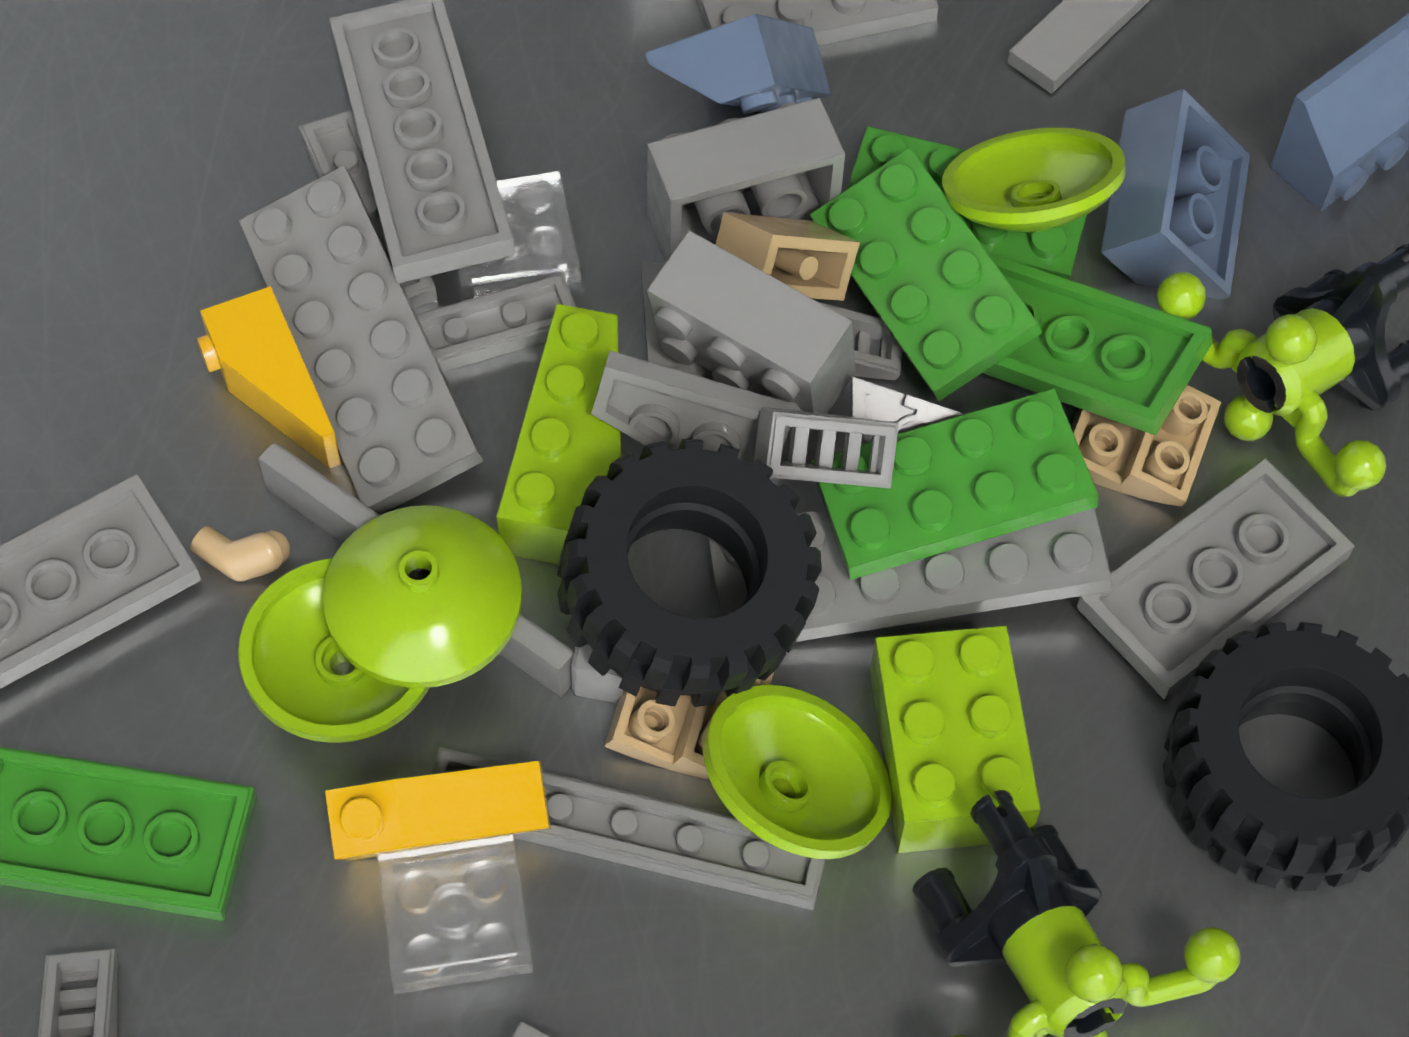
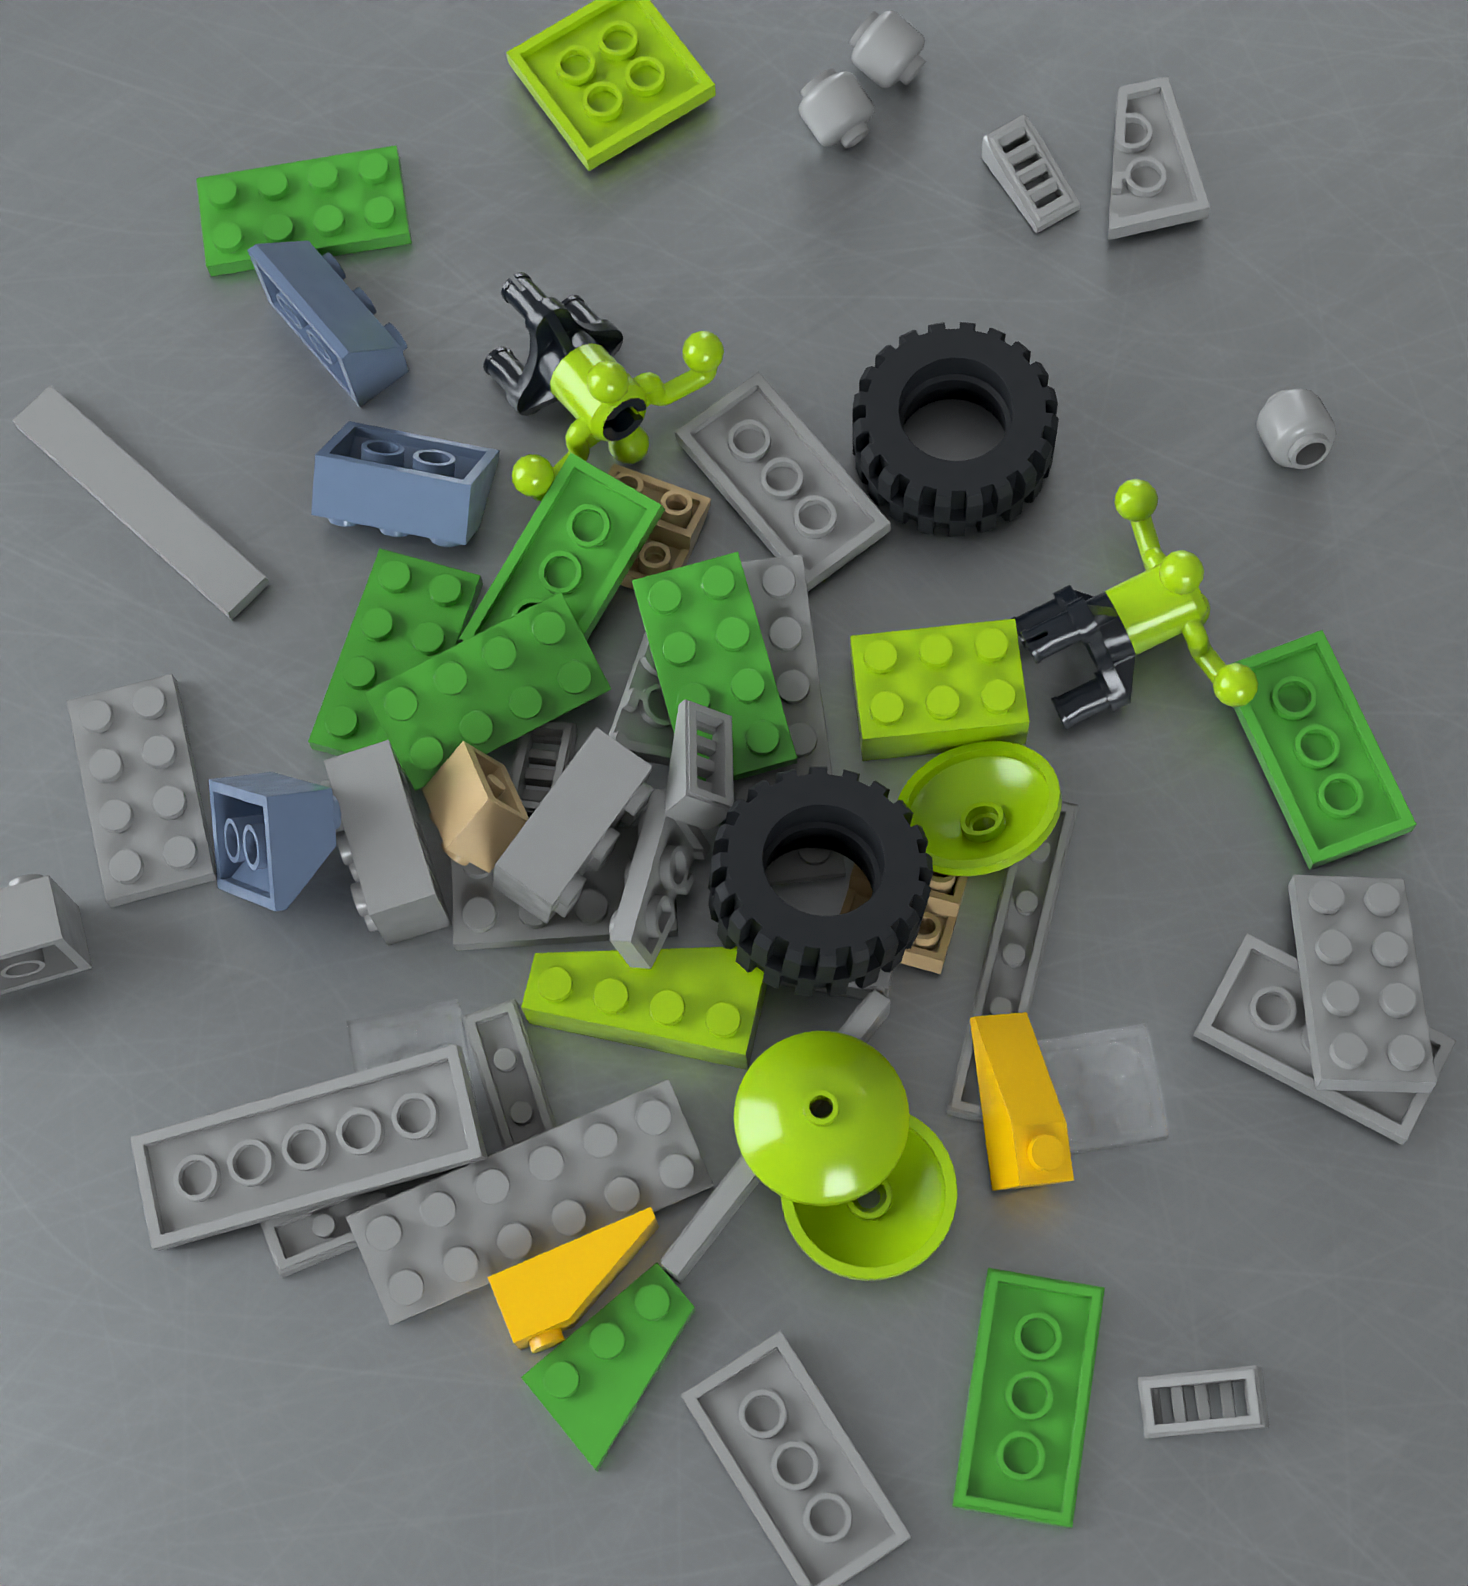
camera: 80 degrees left, 10 degrees up
(182, 415) = (609, 1361): none -> bright green wing
(244, 557) = (761, 1296): tan arm -> none
(1034, 178) = (385, 584): lime dish -> none

